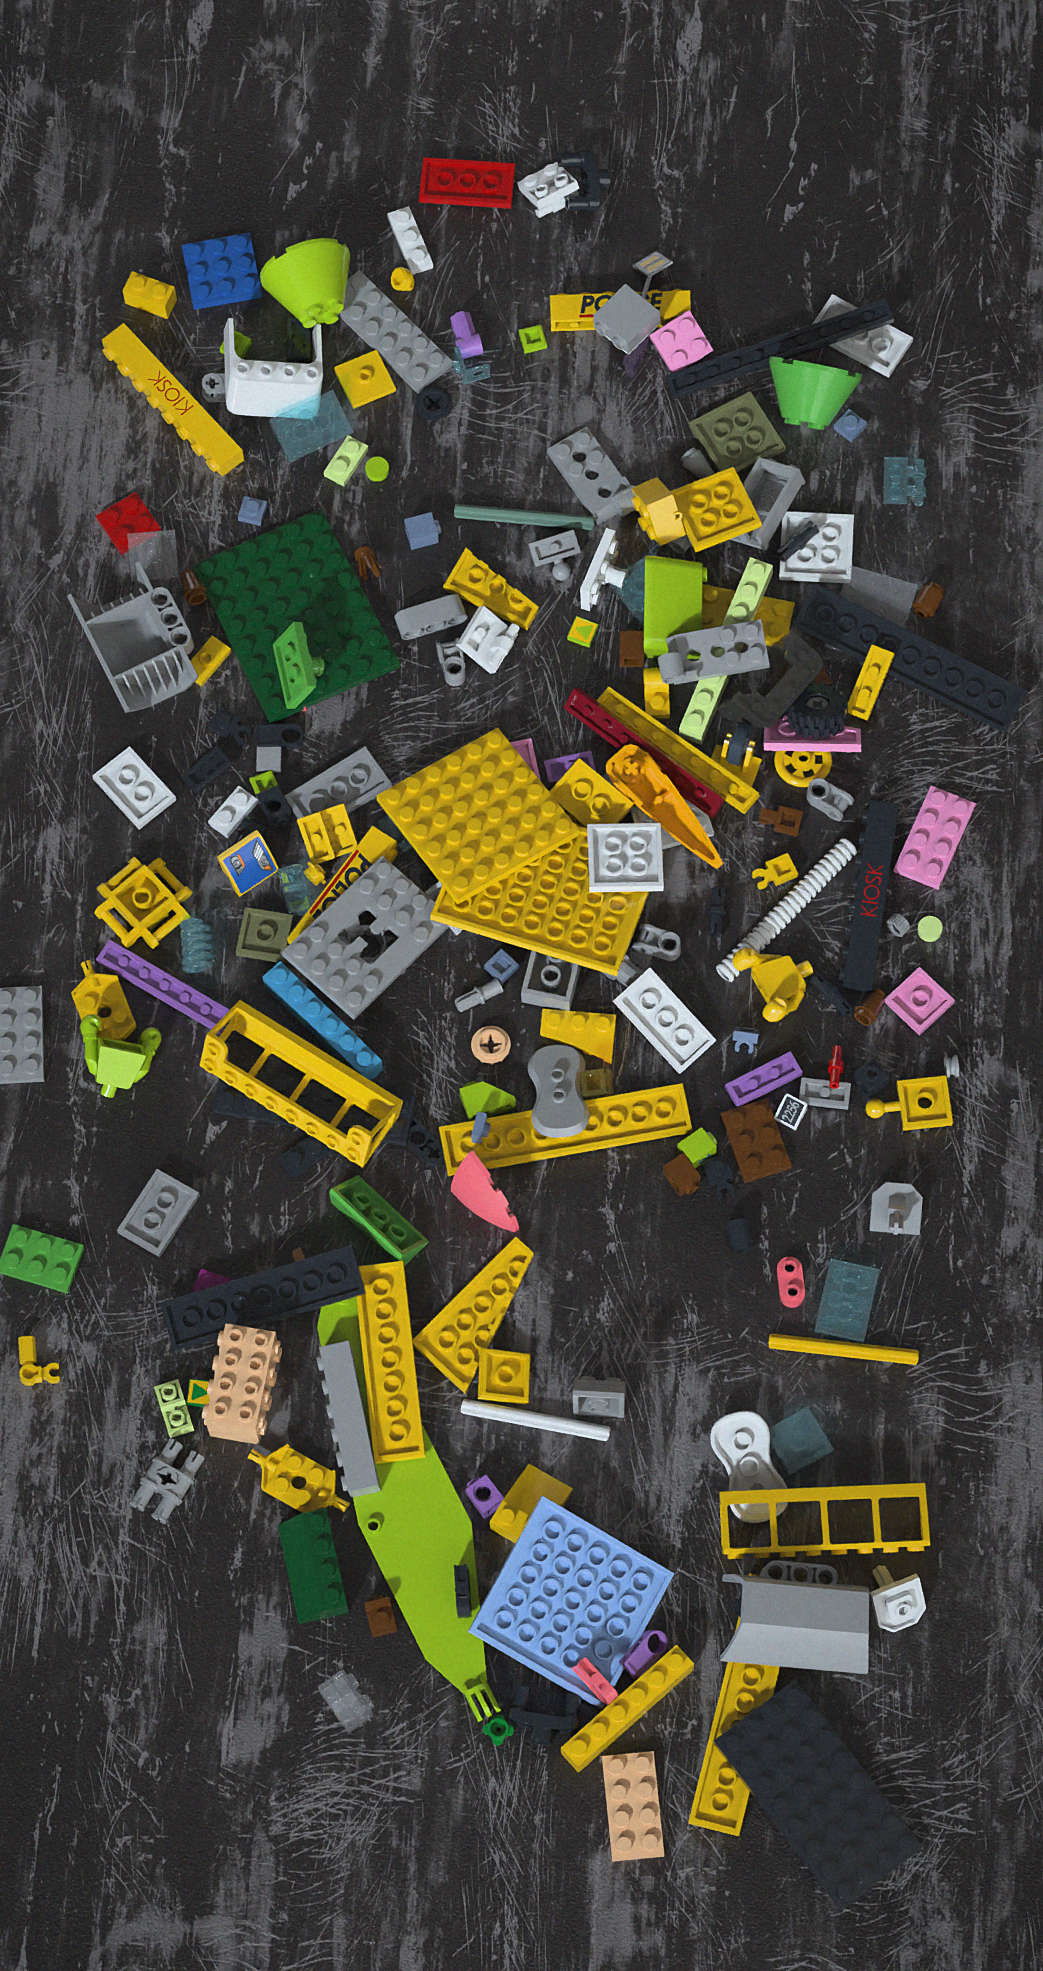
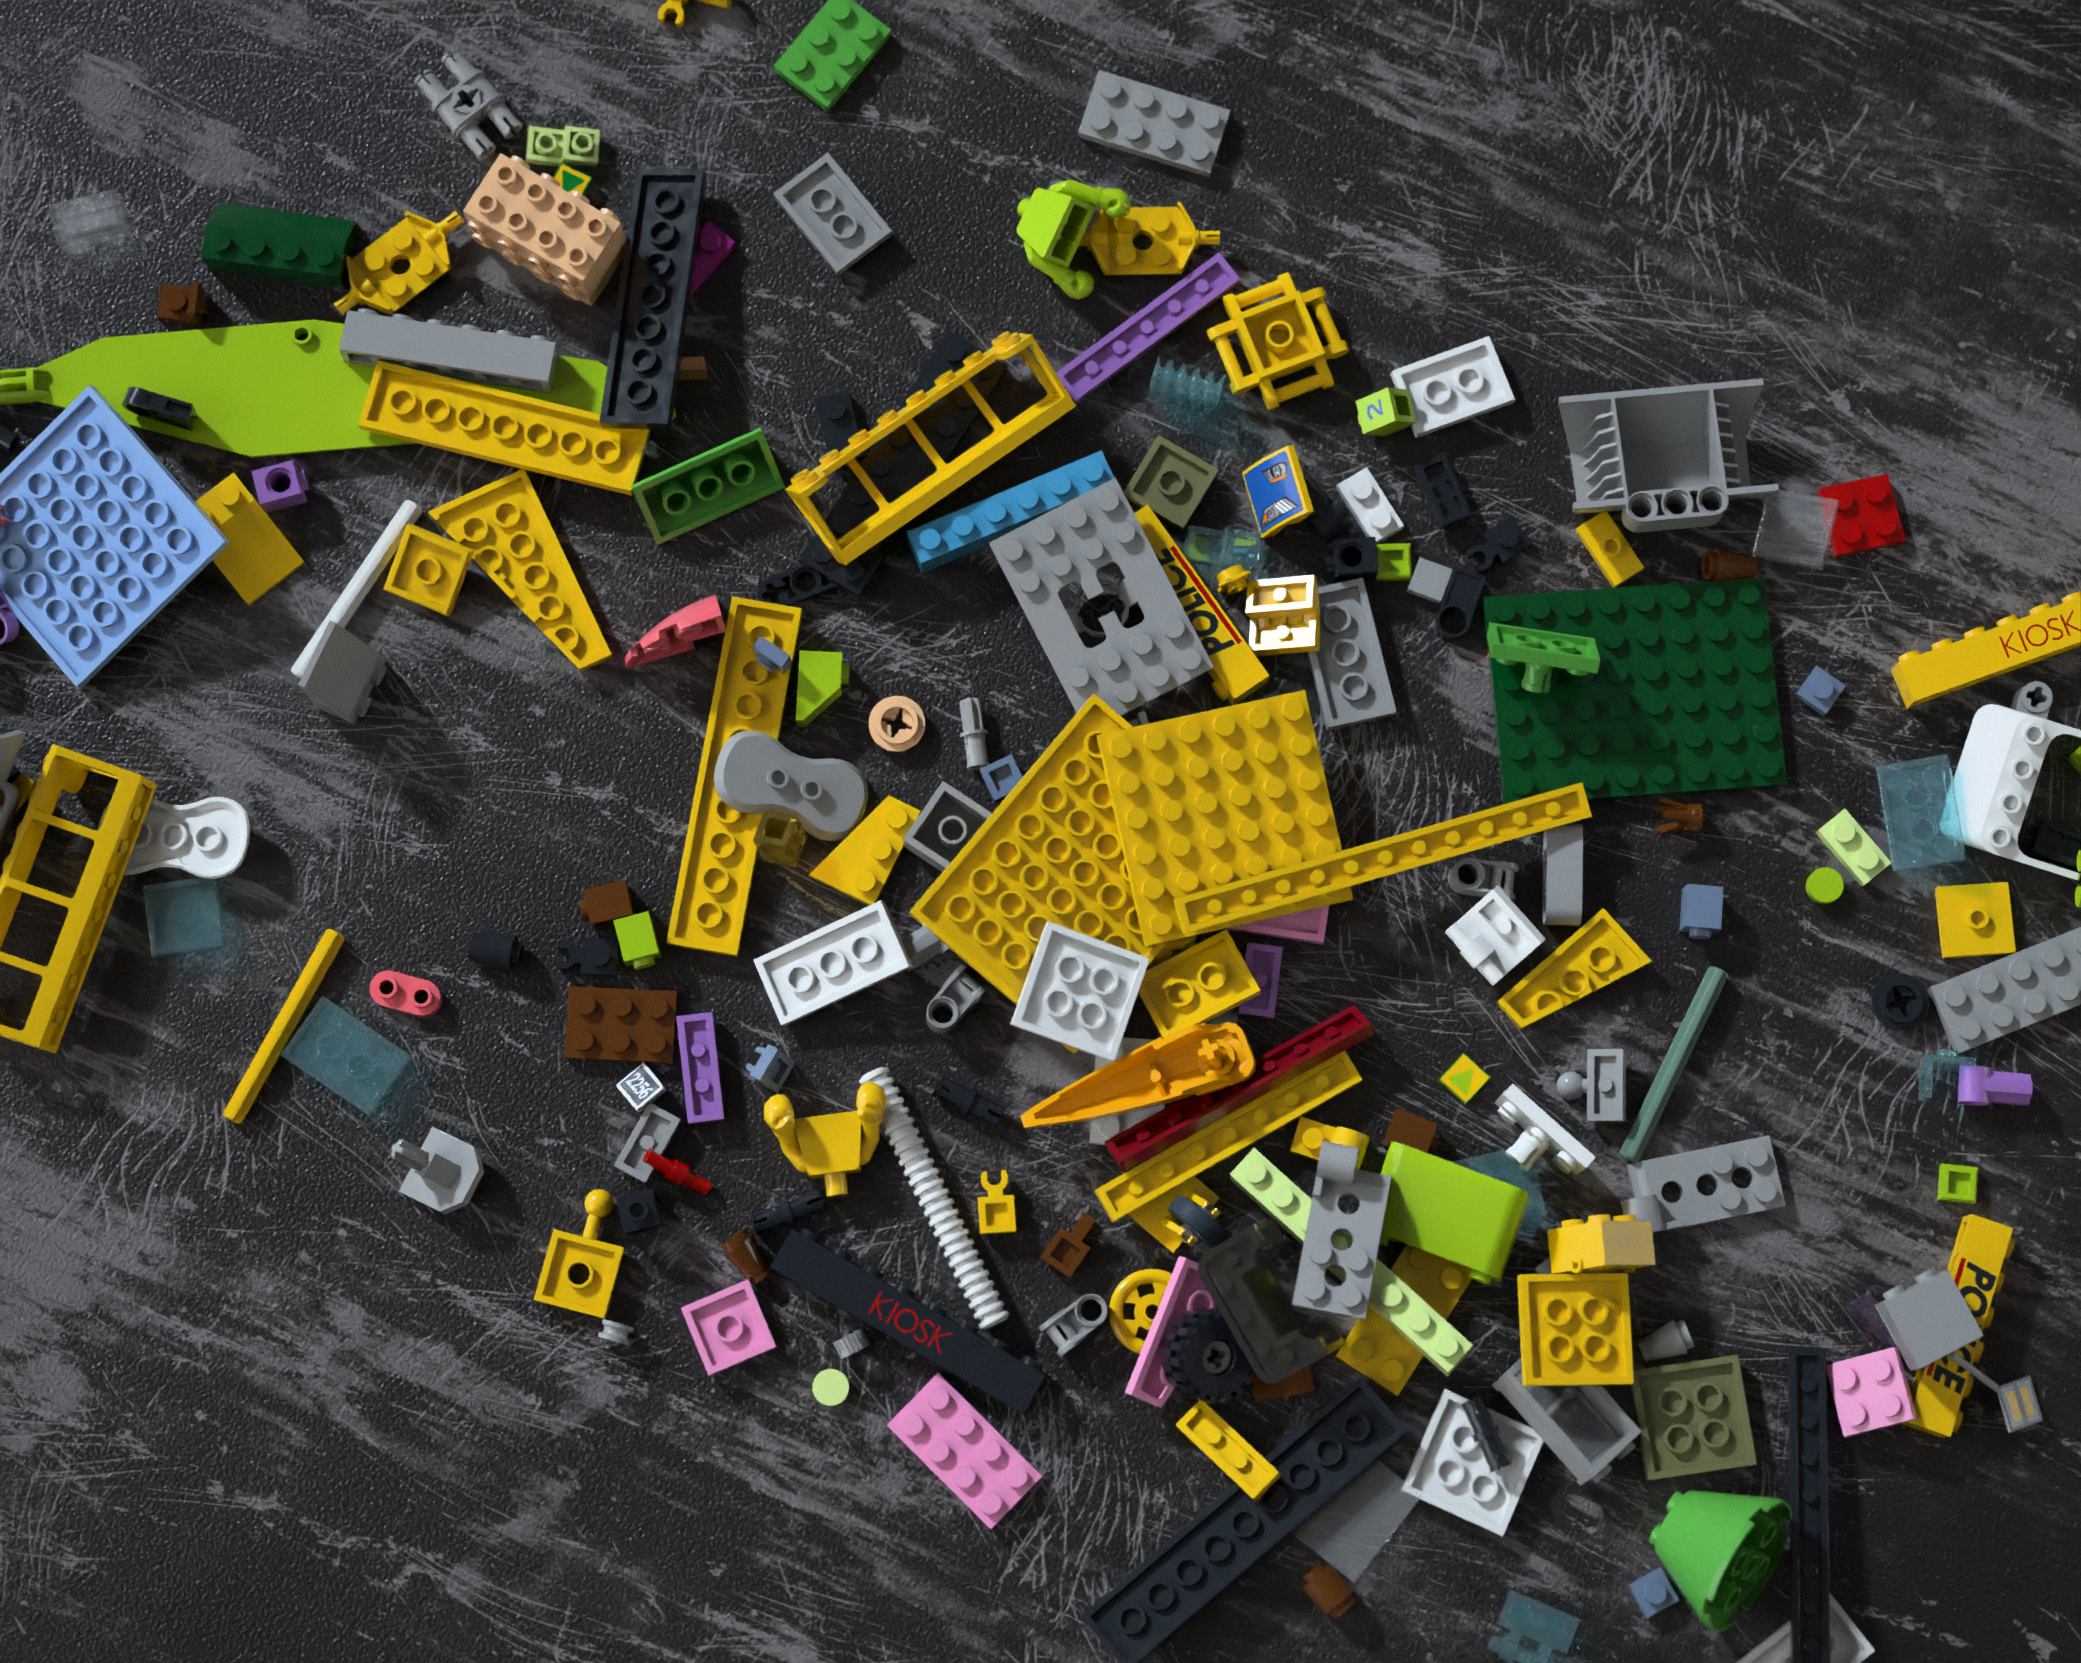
camera: 105 degrees right, 10 degrees up
(168, 818) = (1385, 412): none -> lime brick
(467, 714) = (1382, 858): none -> yellow plate

